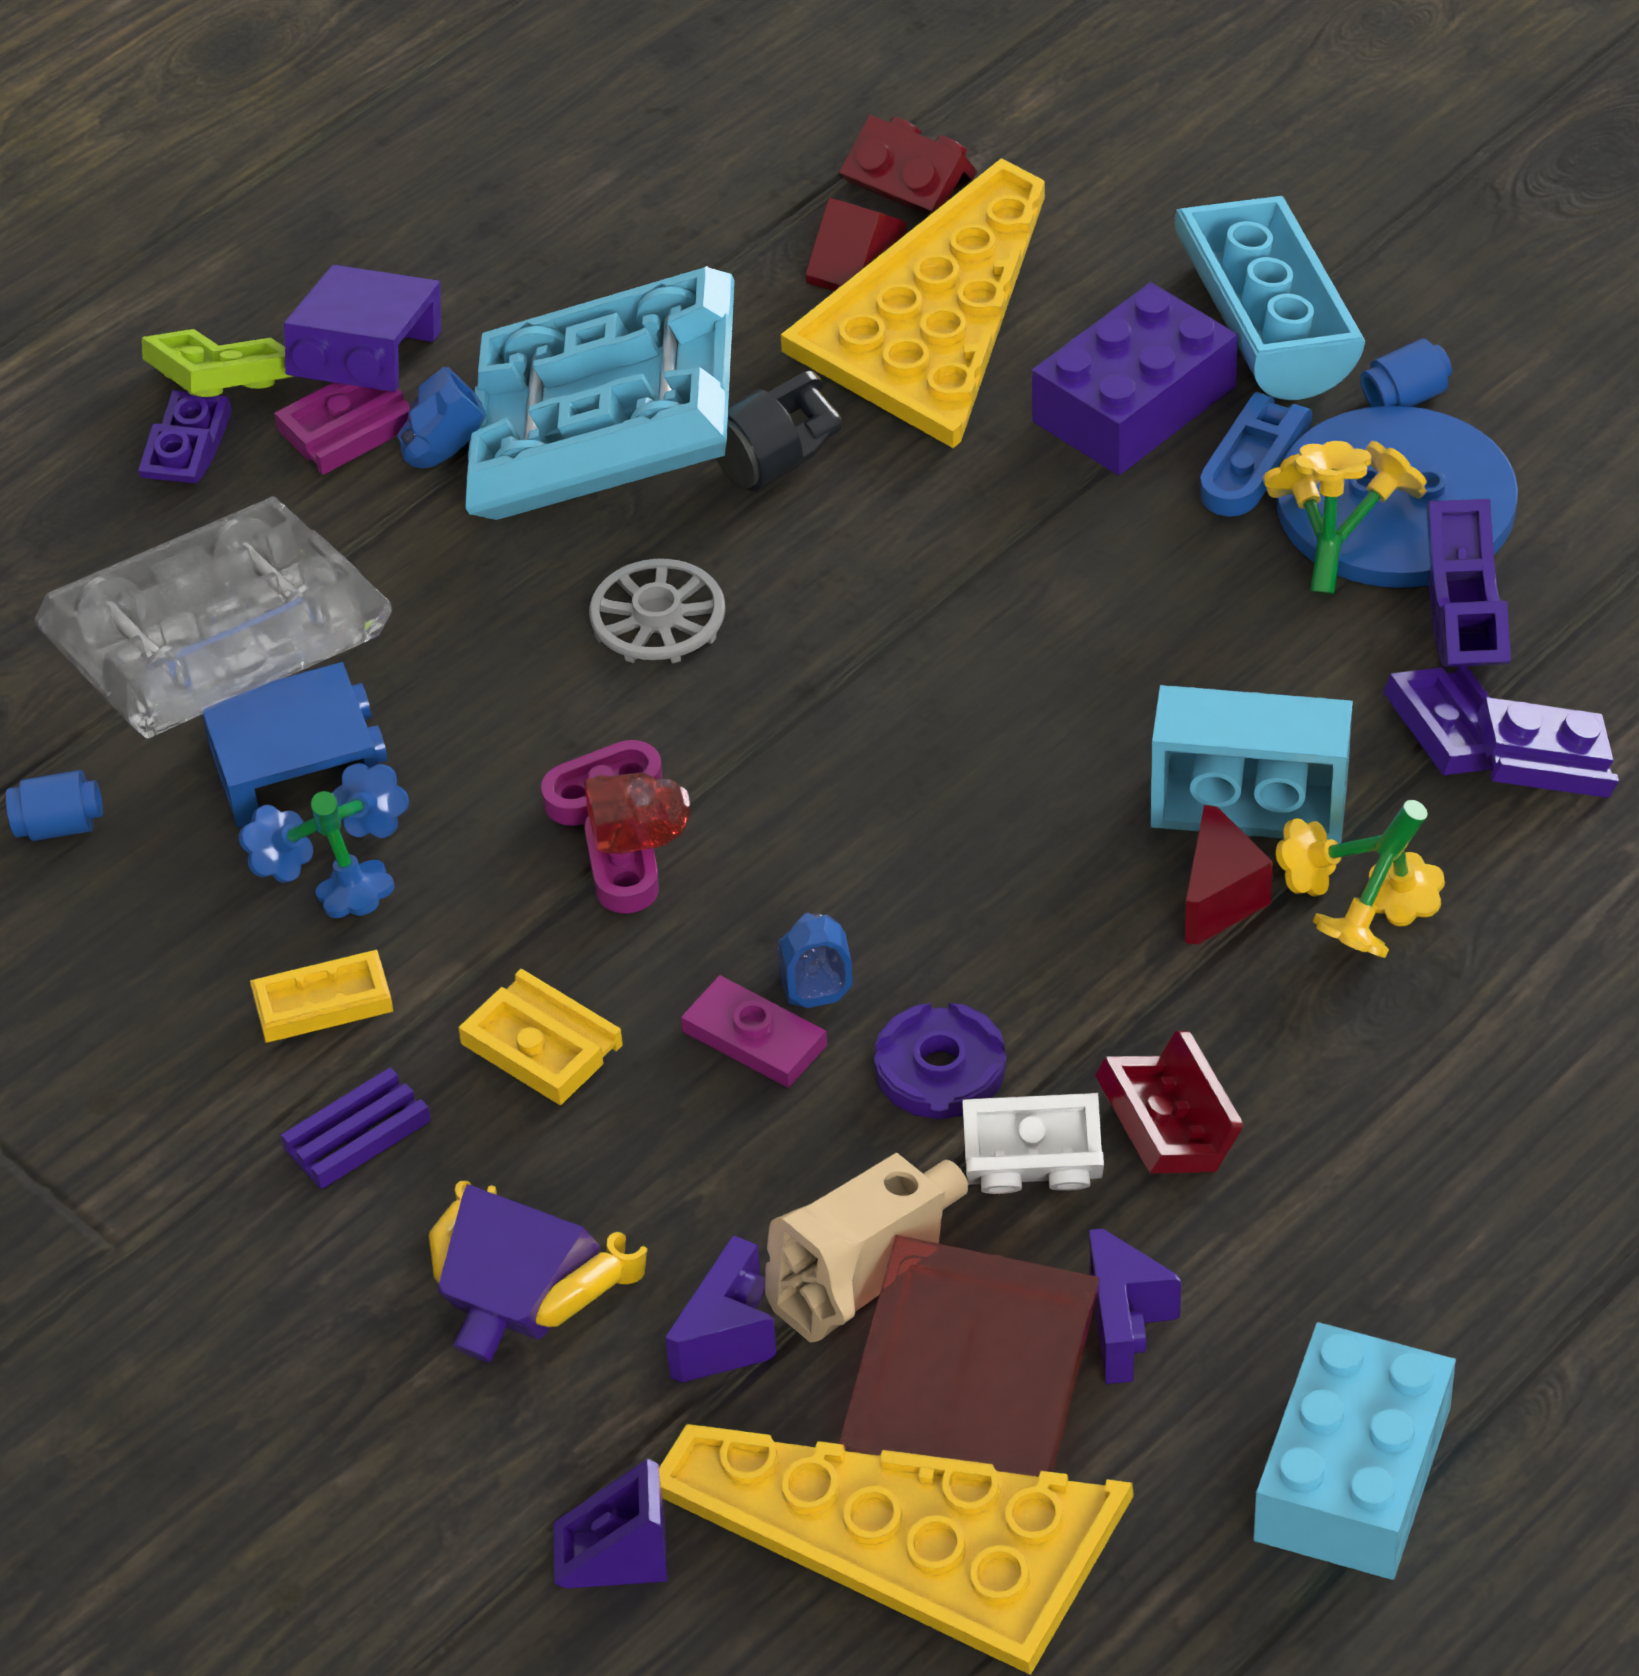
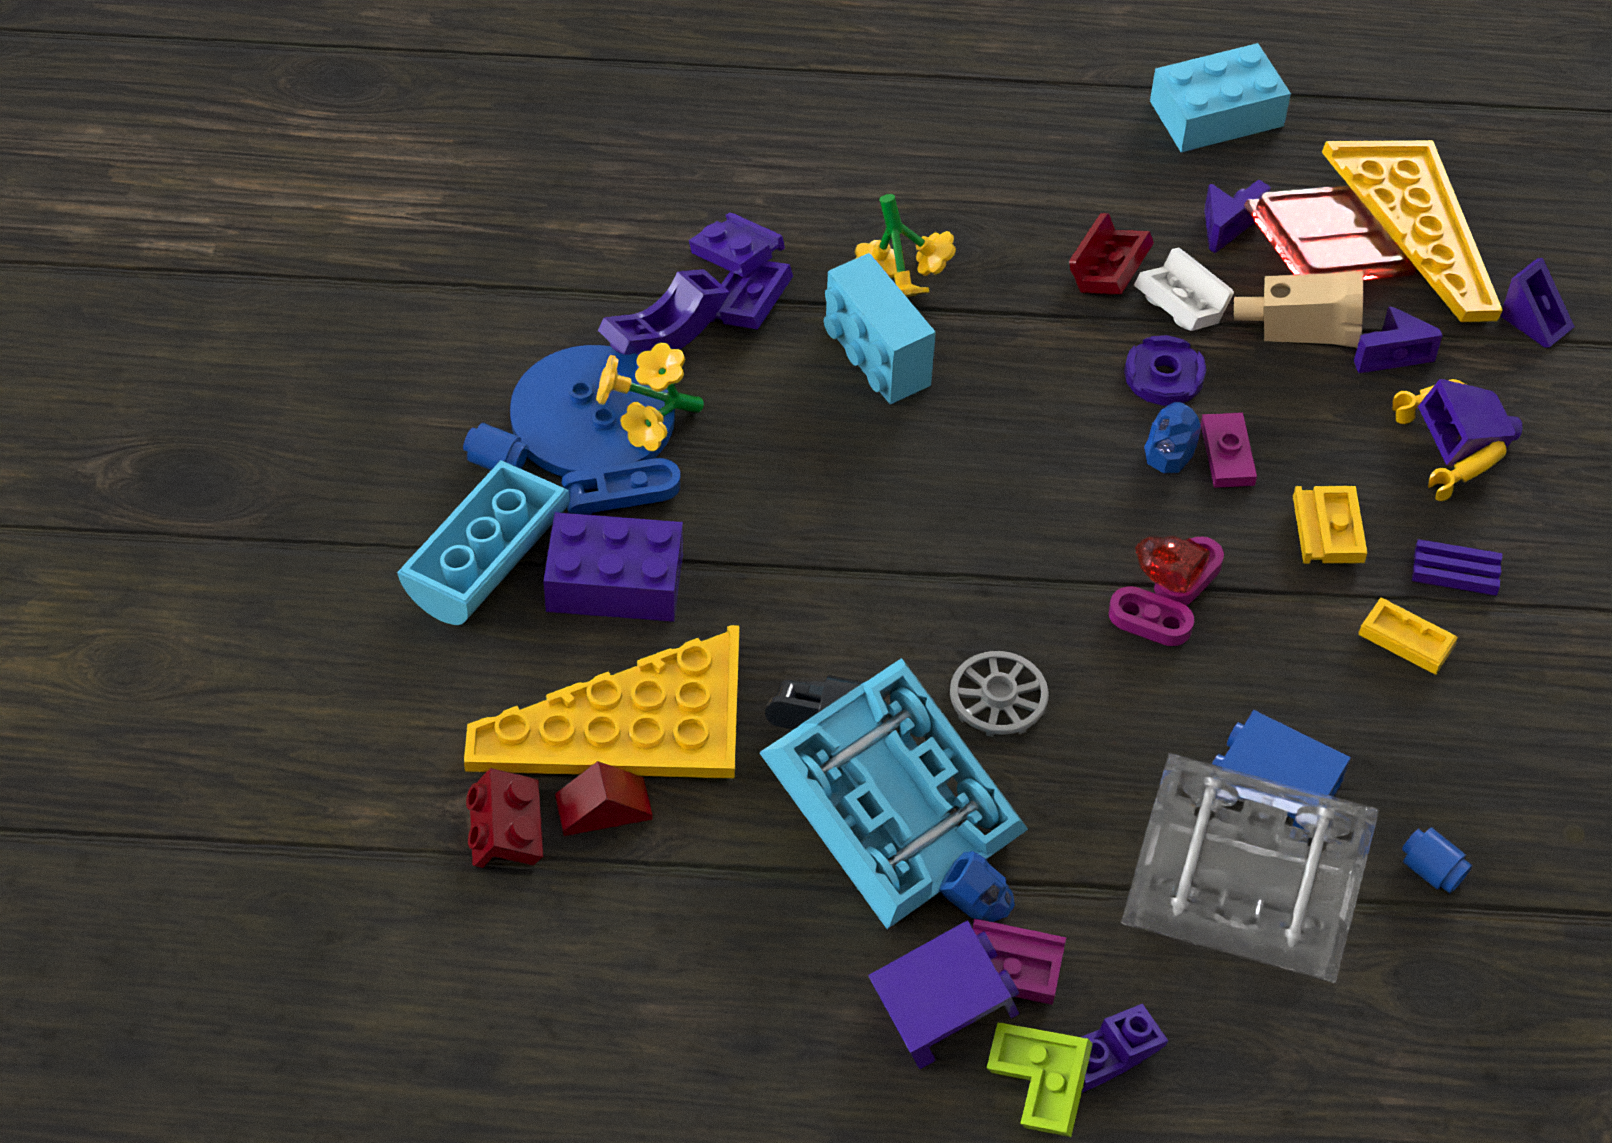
camera: 135 degrees left, 5 degrees up
(367, 804) = (1325, 685): blue plant -> none
(1227, 878) = (958, 316): dark red slope -> none

